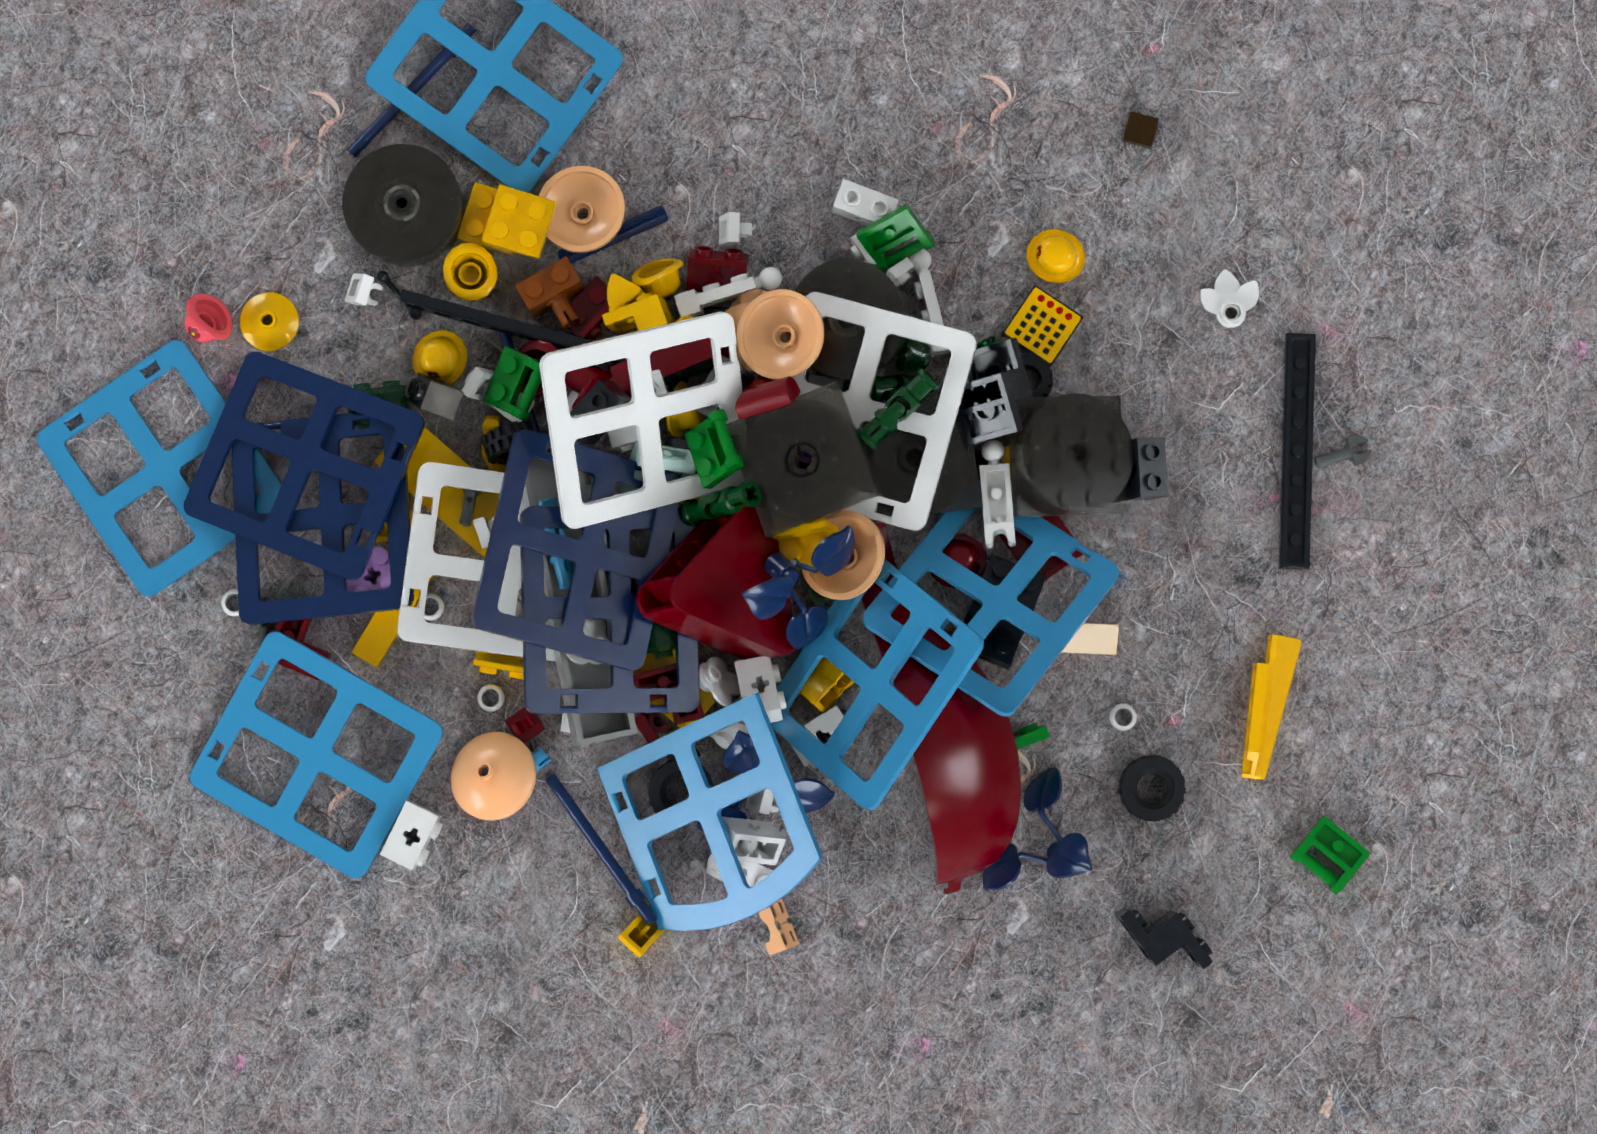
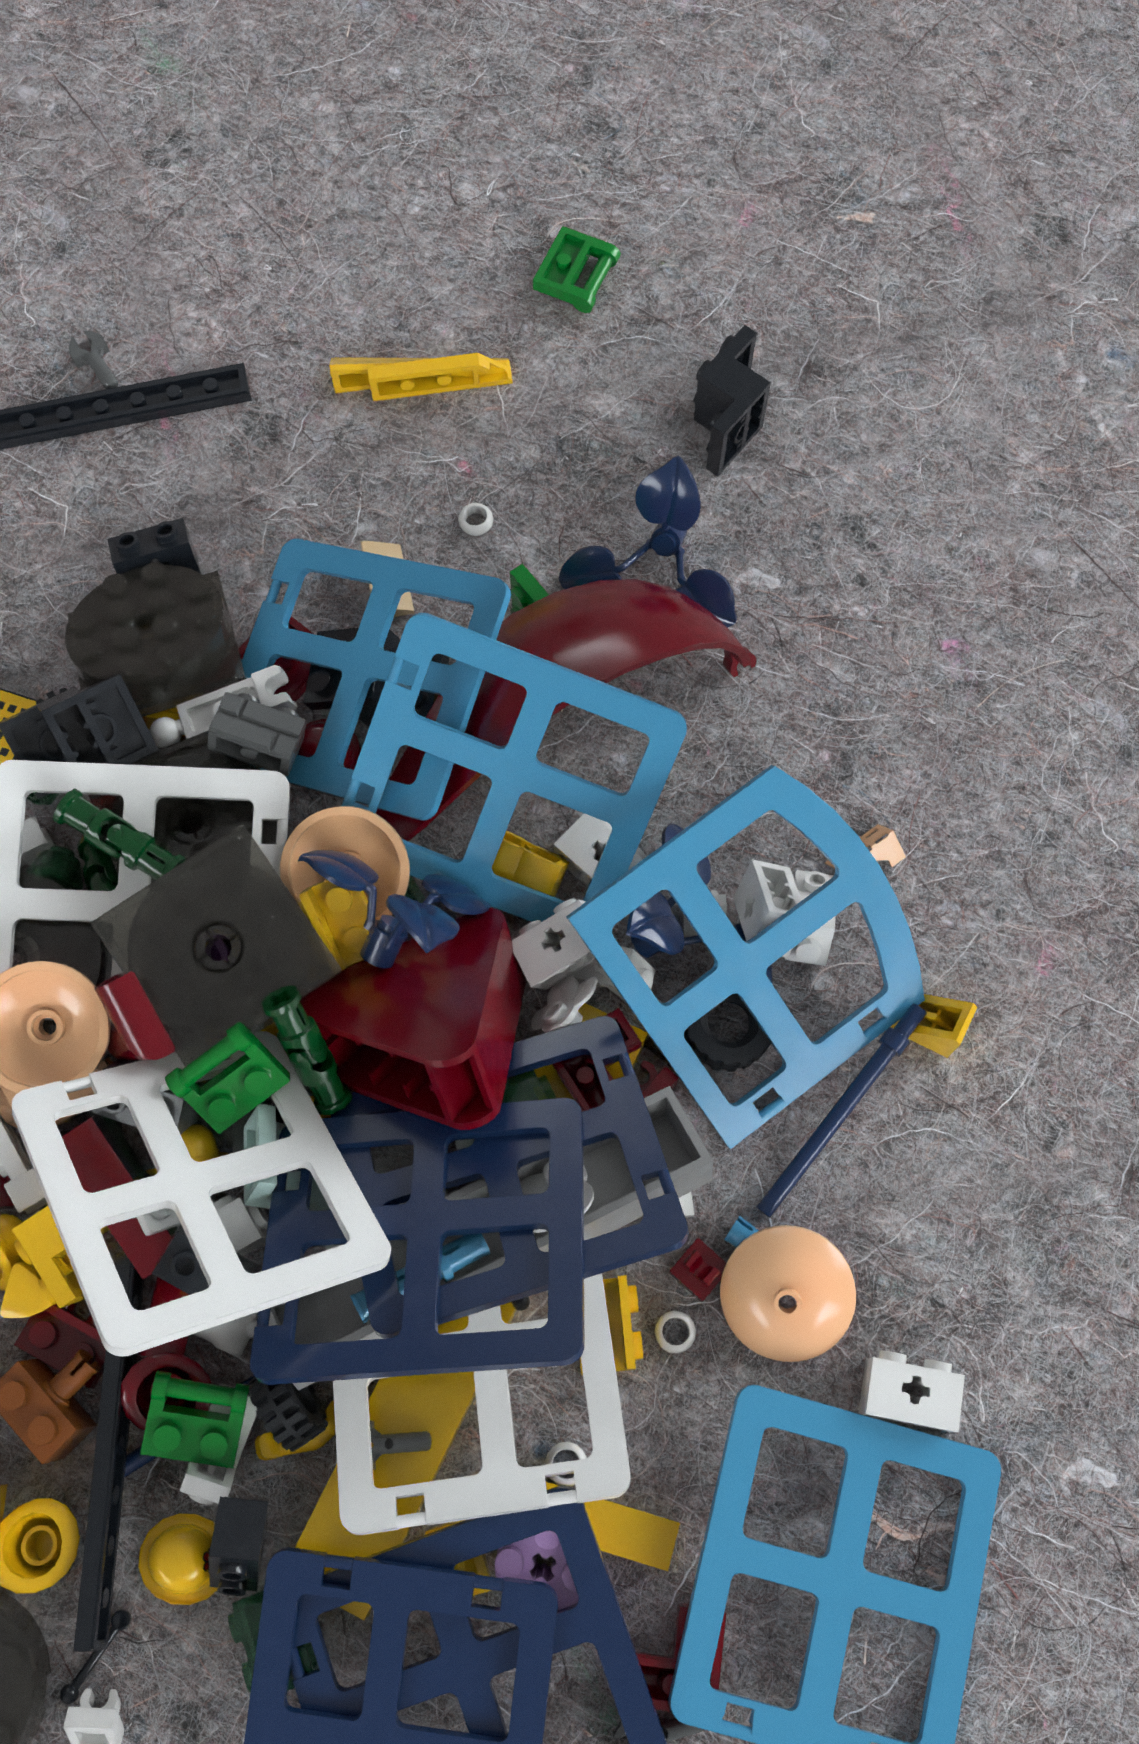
camera: 105 degrees left, 15 degrees down
(483, 530) = (432, 1402): white tile -> none
(961, 516) = (256, 733): none -> dark grey brick
(1152, 811) = (547, 438): black tyre -> none

